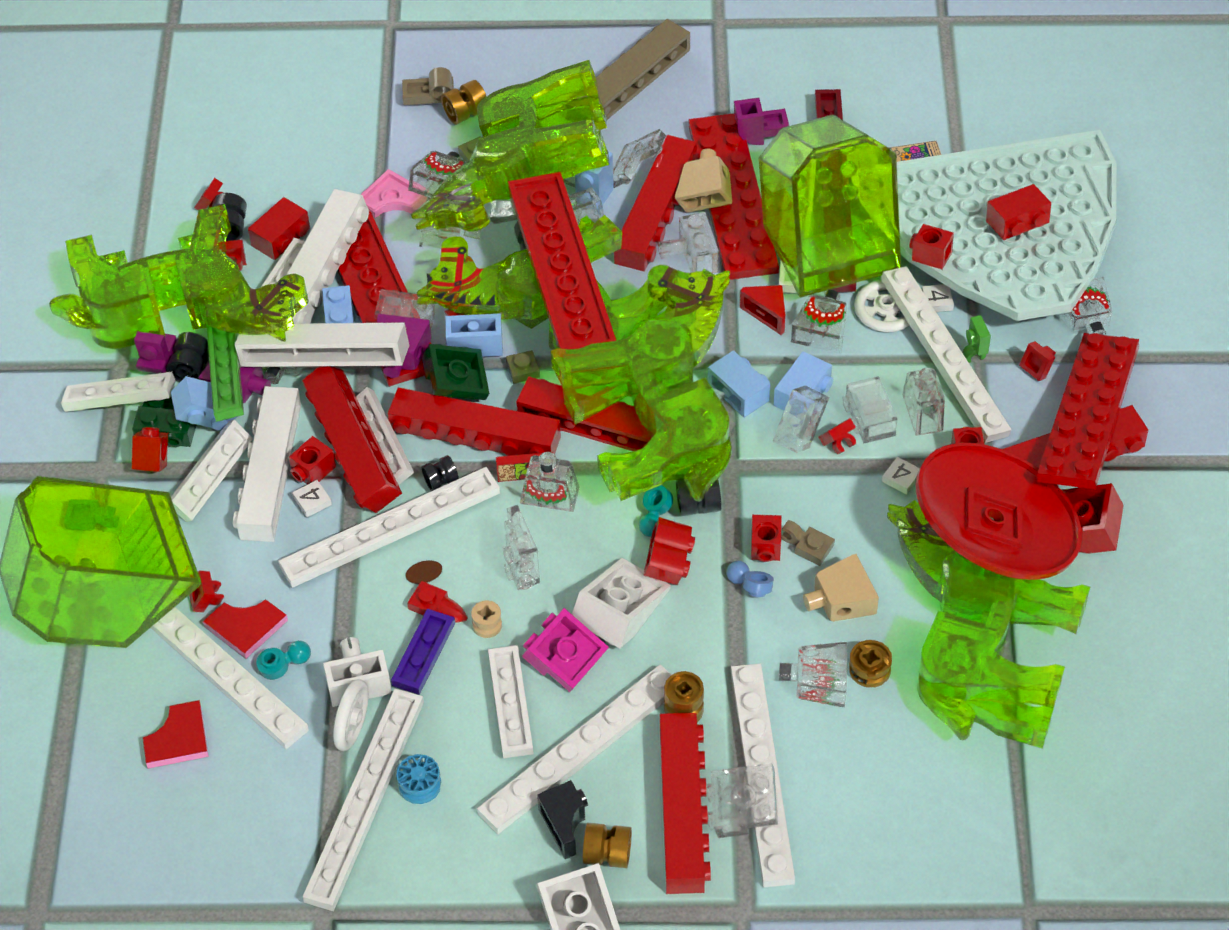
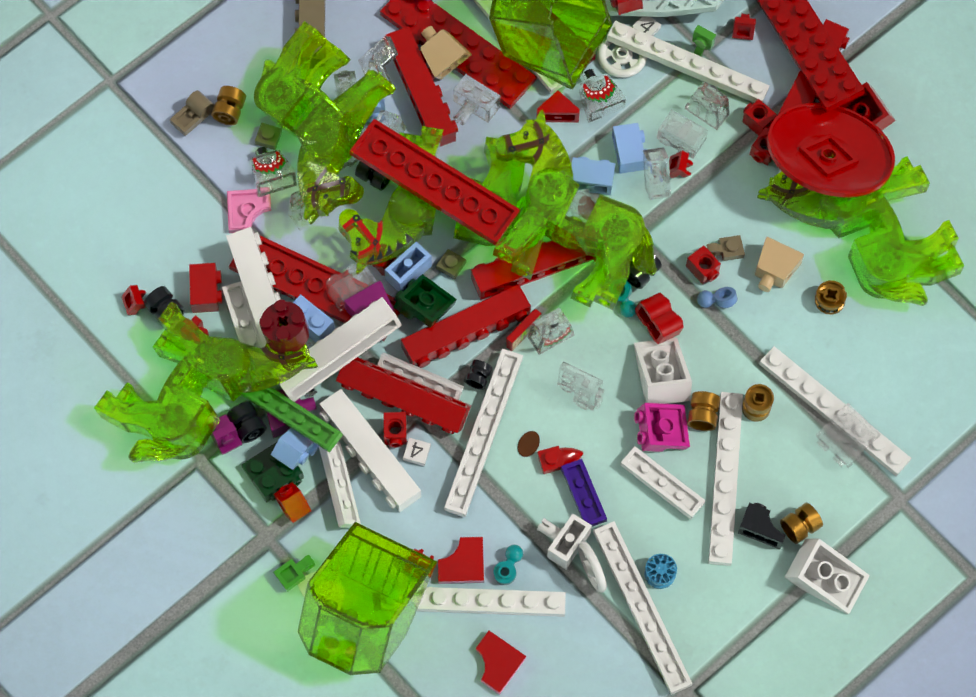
camera: 45 degrees left, 15 degrees up
(118, 391) = (228, 480): white plate -> none
(283, 278) = (284, 326): none -> dark red brick
(491, 624) = (598, 449): tan wheel -> none
(617, 667) = (703, 411): none -> pearl gold wheel
(682, 803) = (814, 464): red brick -> none
(819, 673) = (812, 326): clear torso -> none
(901, 475) = (736, 163): white tile -> none

